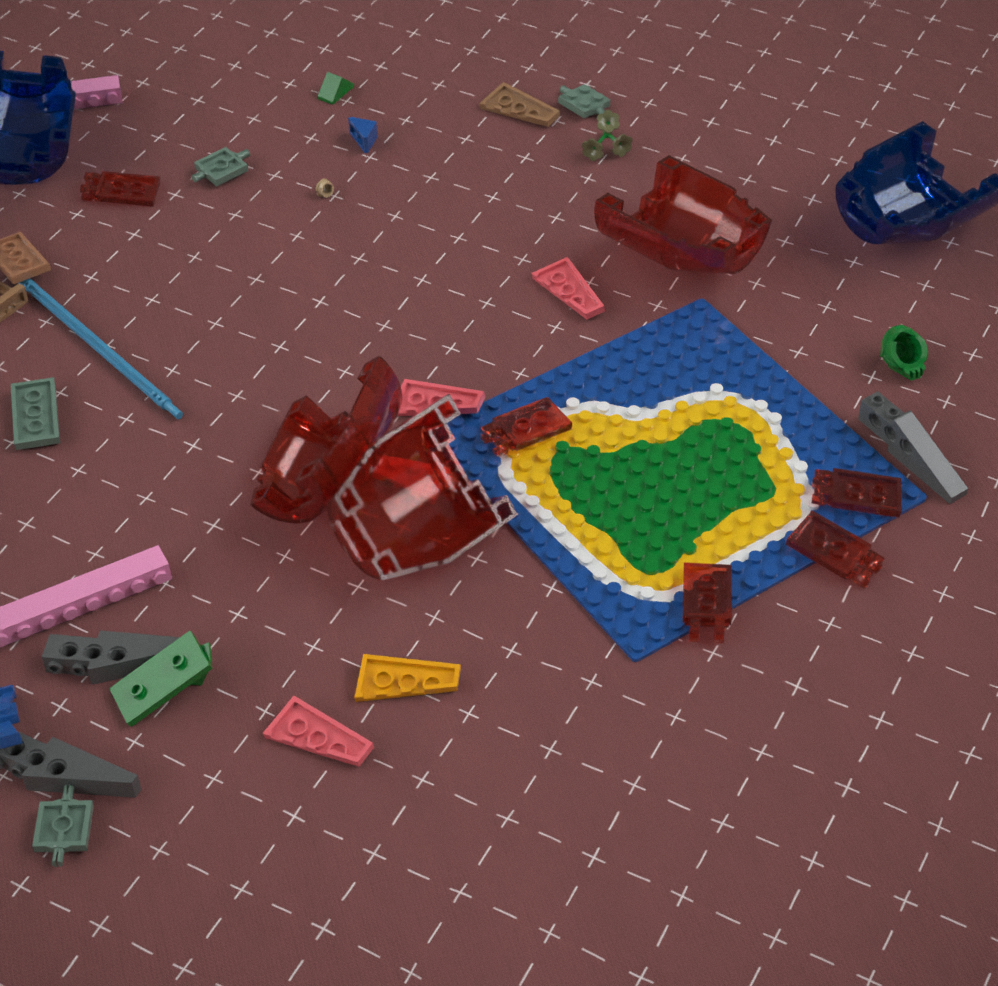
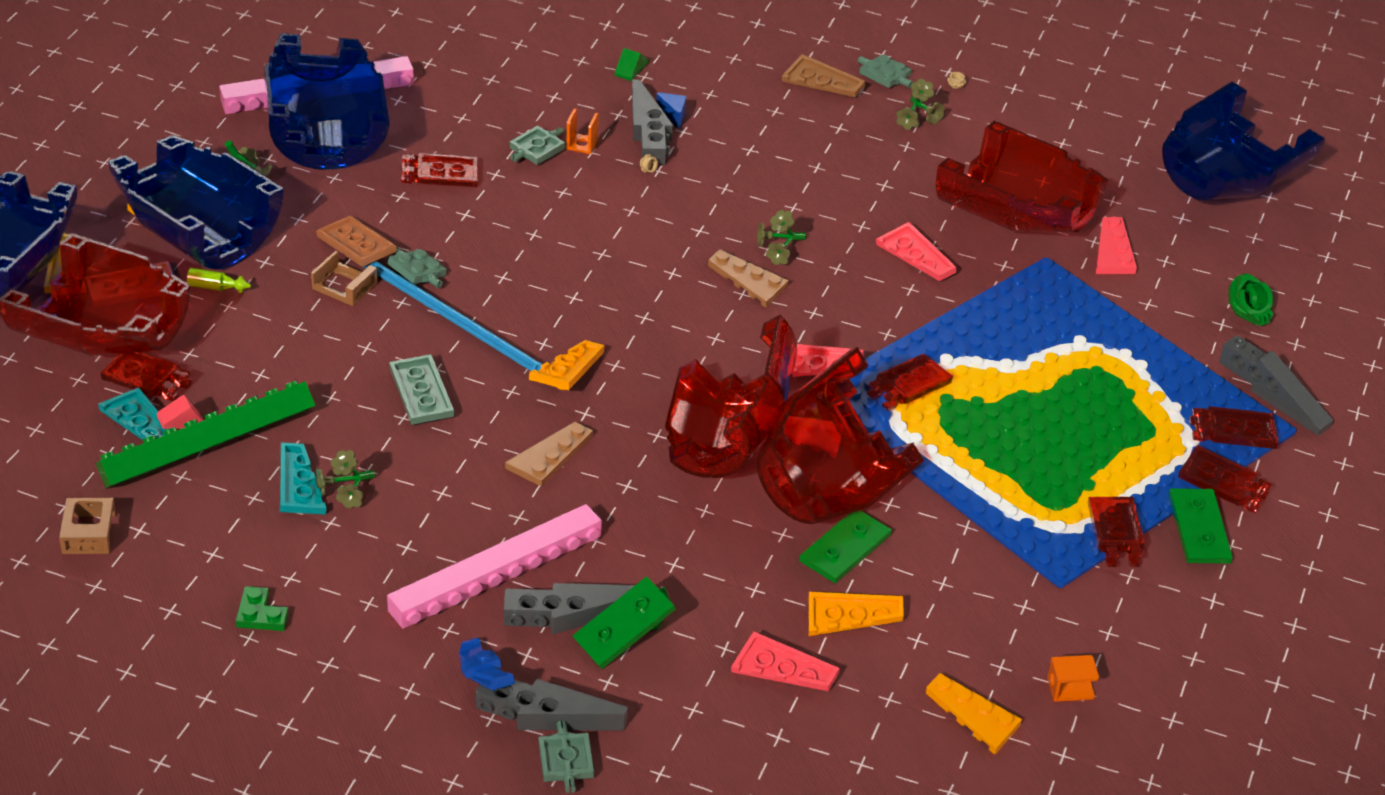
camera: 10 degrees left, 5 degrees down
(68, 286) = (417, 267): none -> sand green plate
(142, 489) = (550, 455): none -> medium nougat wing
(185, 395) = (568, 367): none -> light orange wing
(257, 159) = (573, 137): none -> orange piece
(335, 149) = (650, 124): none -> dark grey brick
(398, 311) = (754, 279): none -> medium nougat wing
(418, 603) = (845, 545): none -> green plate
(432, 254) = (780, 222): none -> olive plant
(514, 806) = (980, 715): none -> light orange wing
(620, 769) = (1072, 677): none -> orange piece
(653, 112) = (956, 80): none -> tan plate
(775, 292) = (1114, 248): none -> coral wing
(798, 601) = (1200, 526): none -> green plate

